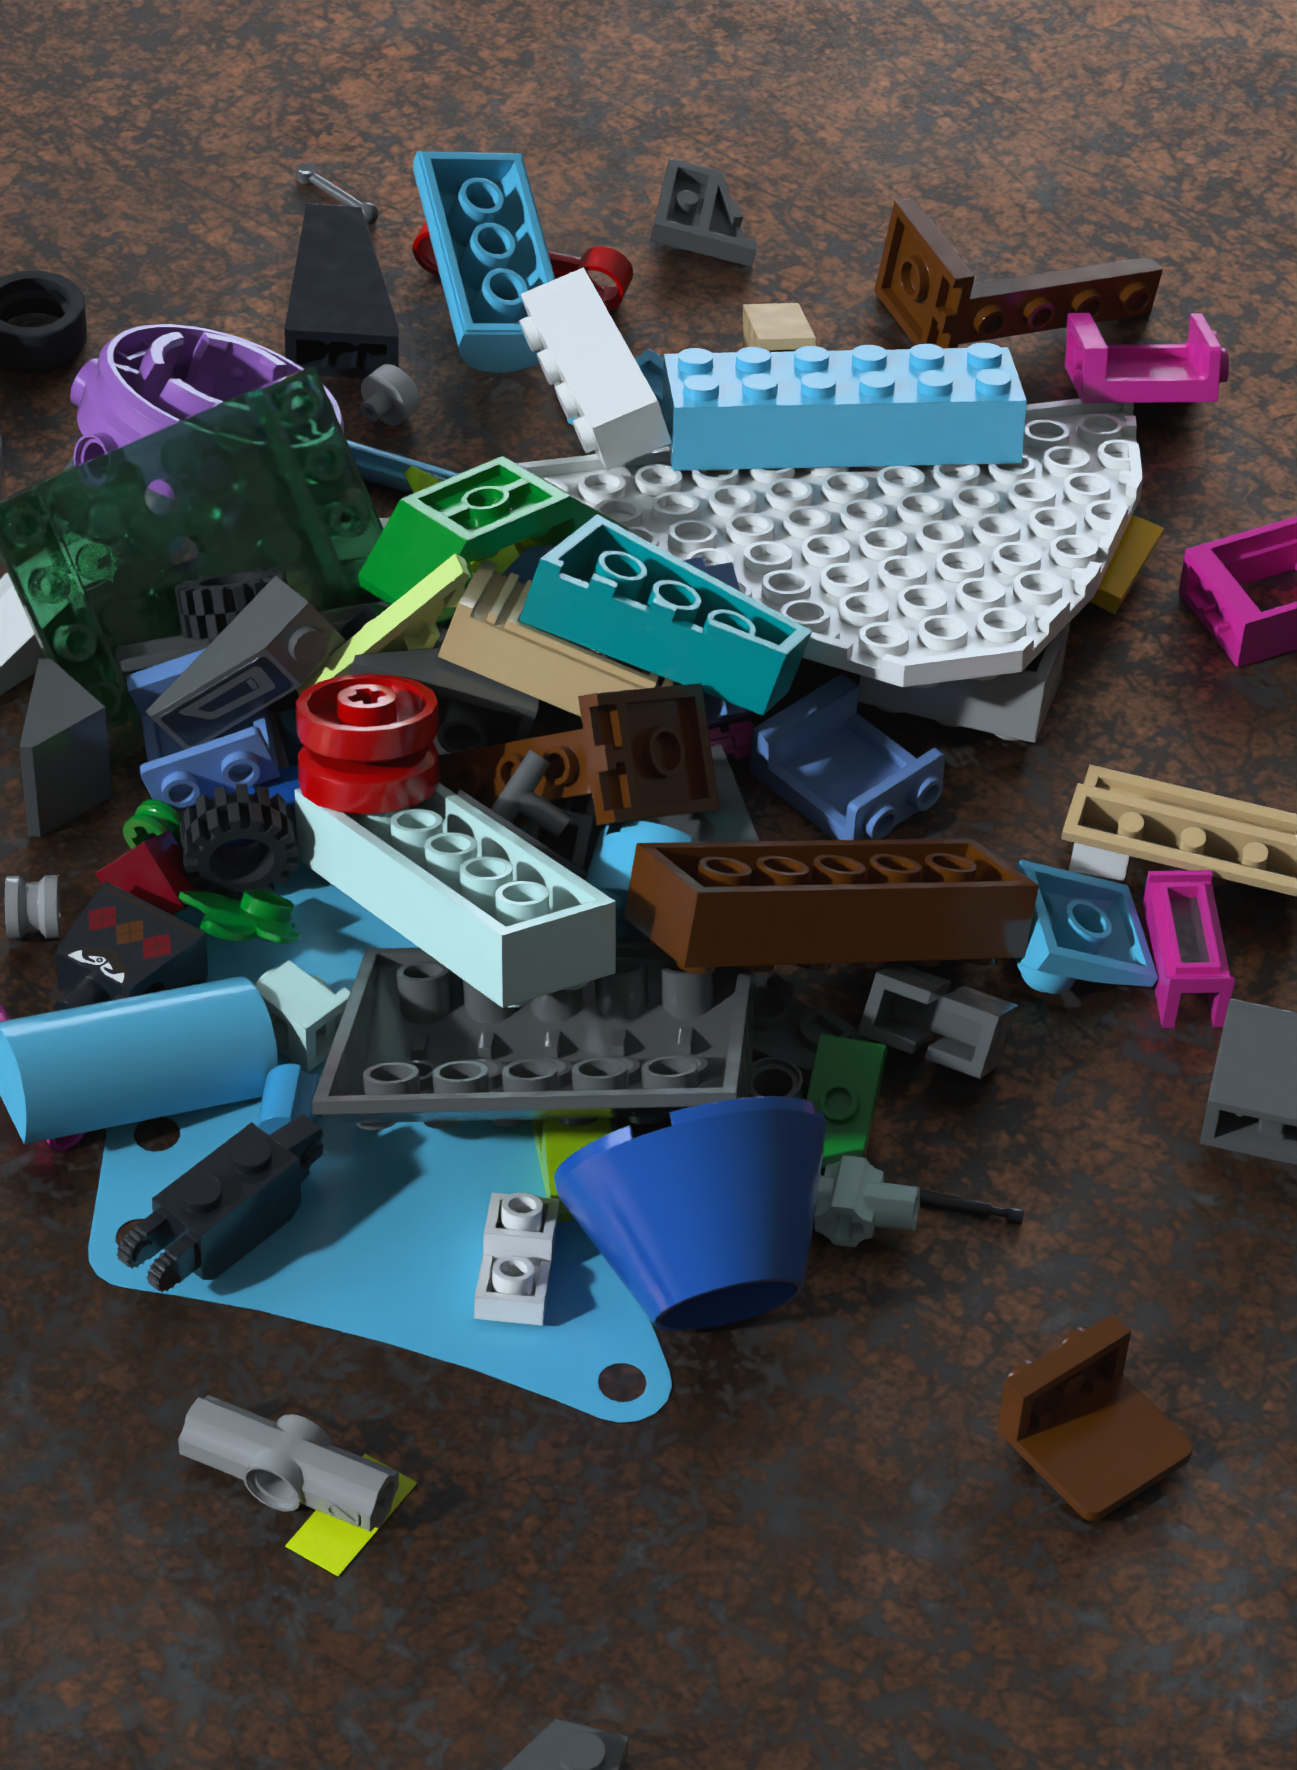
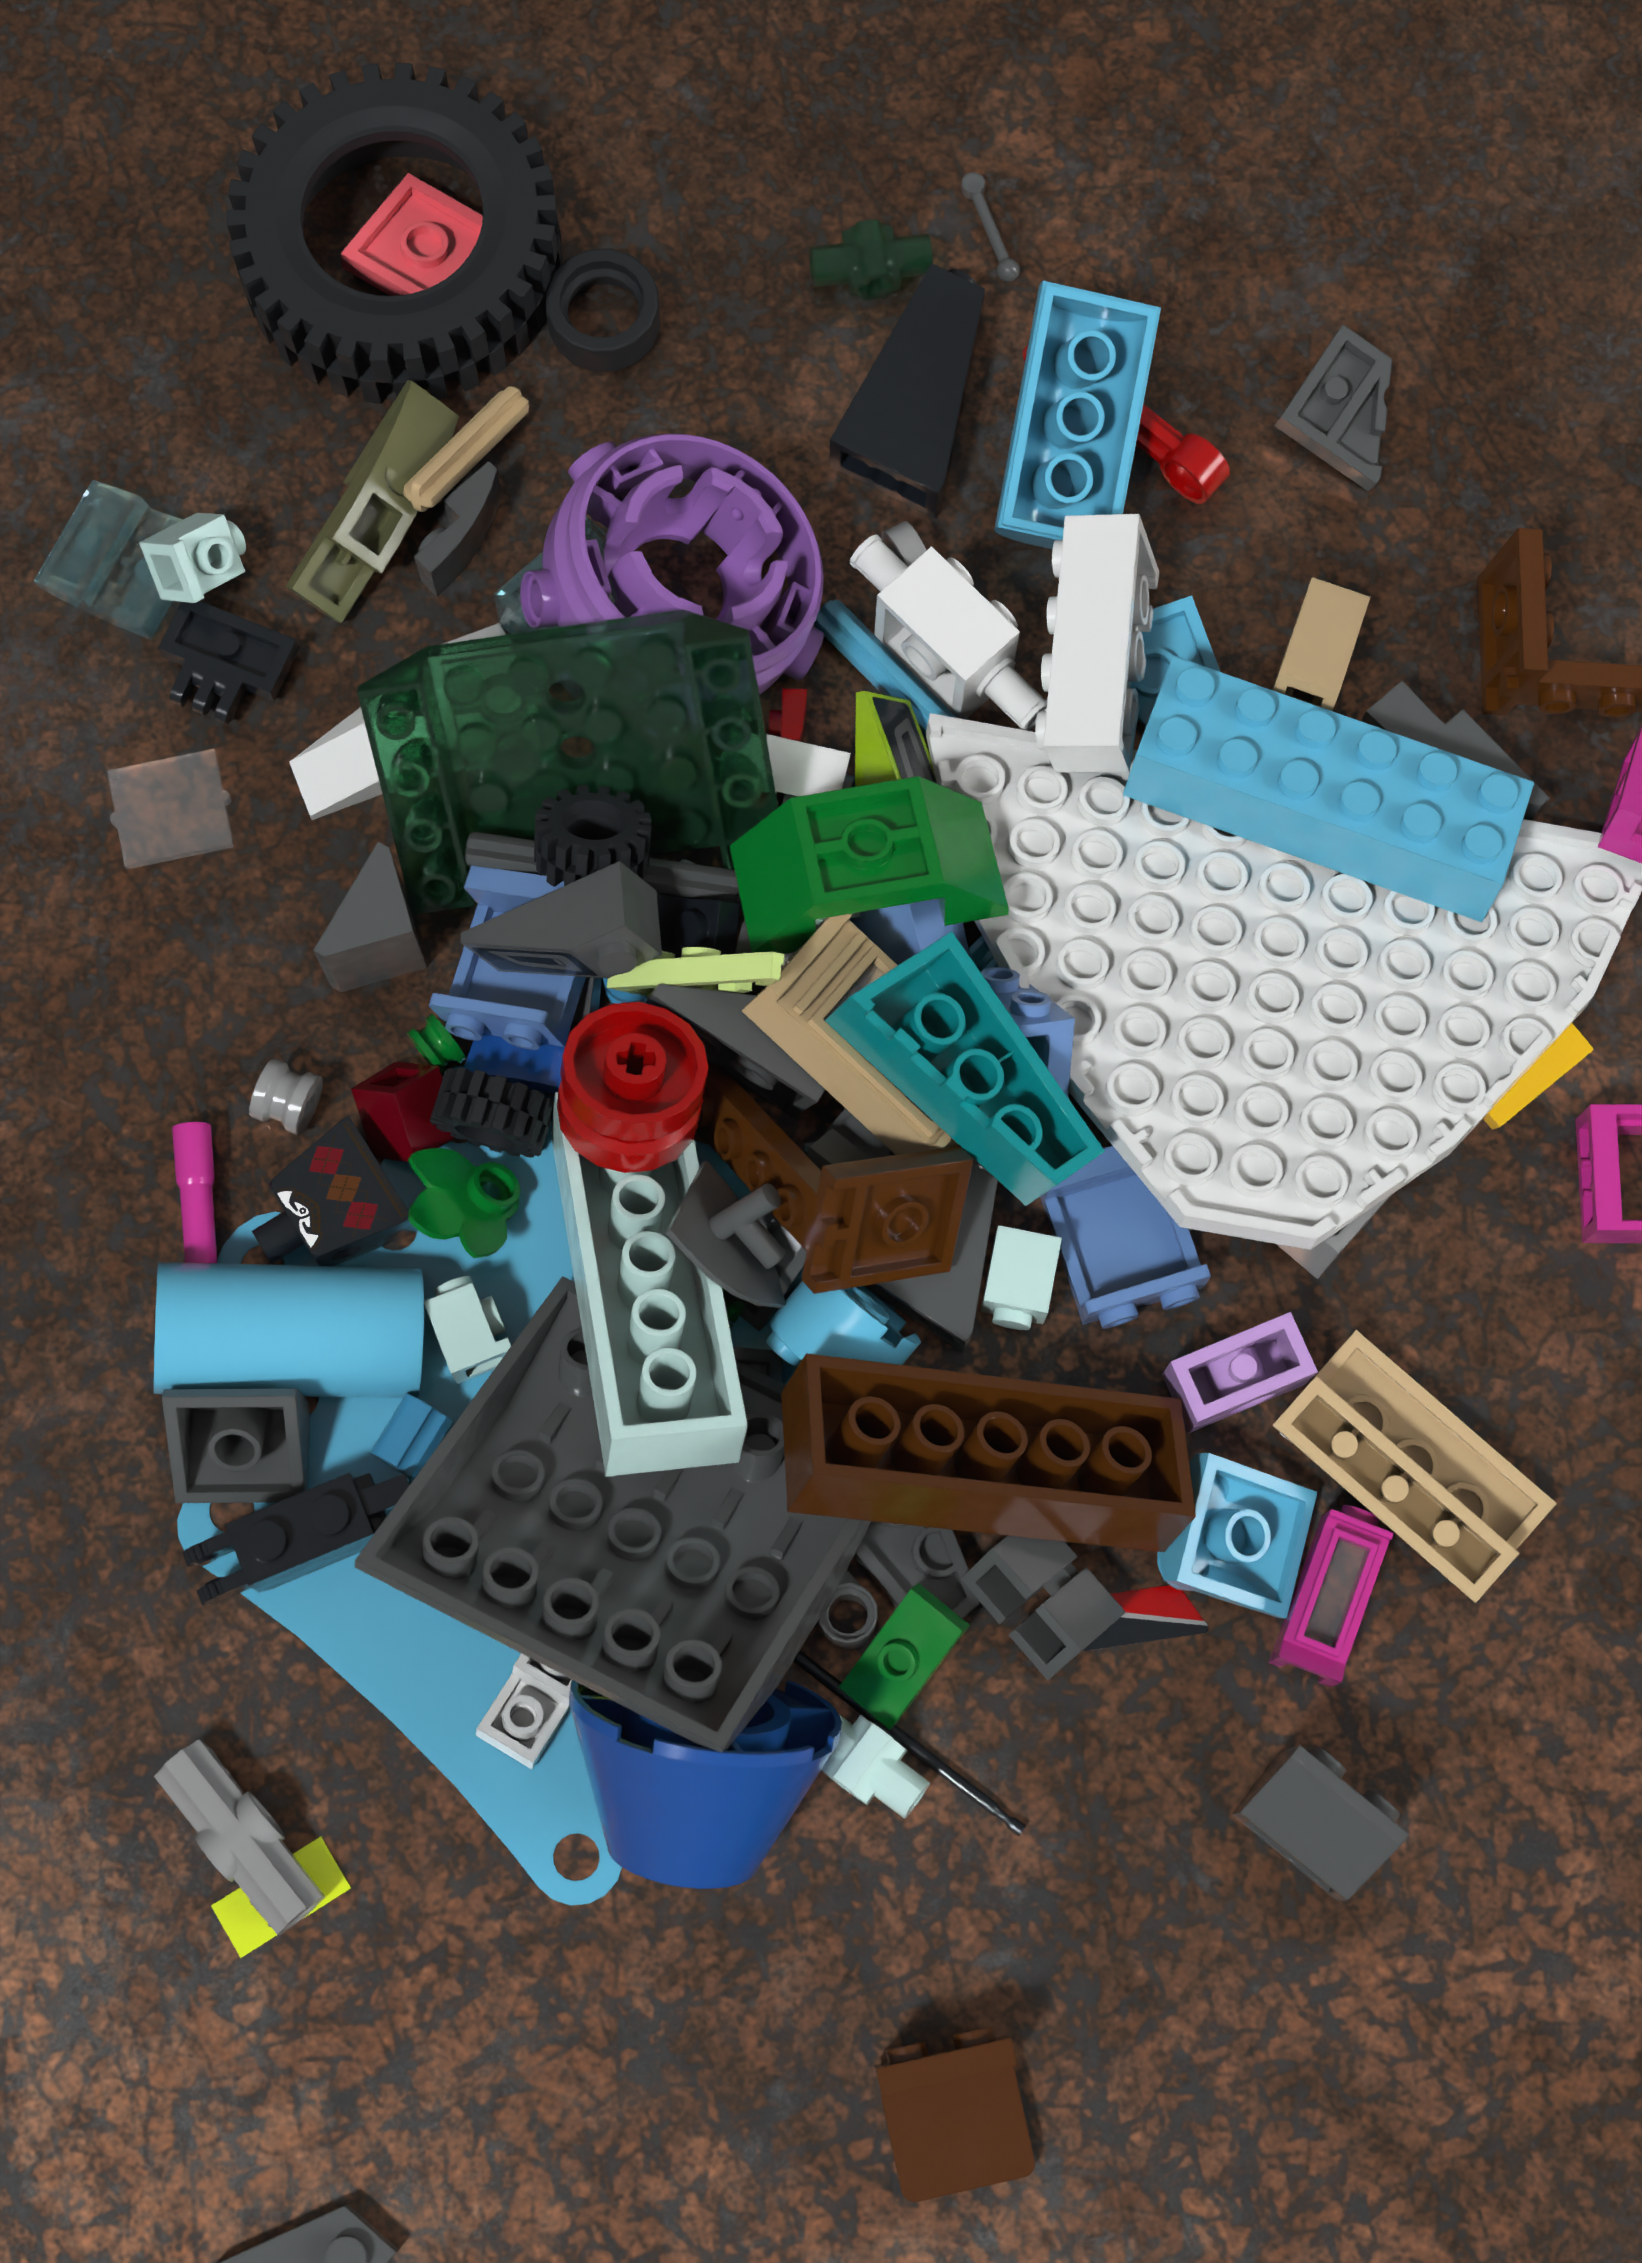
camera: 25 degrees right, 30 degrees up
(117, 1153) = (237, 1444): none -> dark grey slope
(248, 230) = (870, 260): none -> clear green axle
(458, 411) = (948, 632): none -> white brick
(781, 806) = (1020, 1277): none -> light aqua brick
(1015, 805) = (1240, 1372): none -> lavender brick
(1032, 1034) = (1151, 1616): none -> sticker

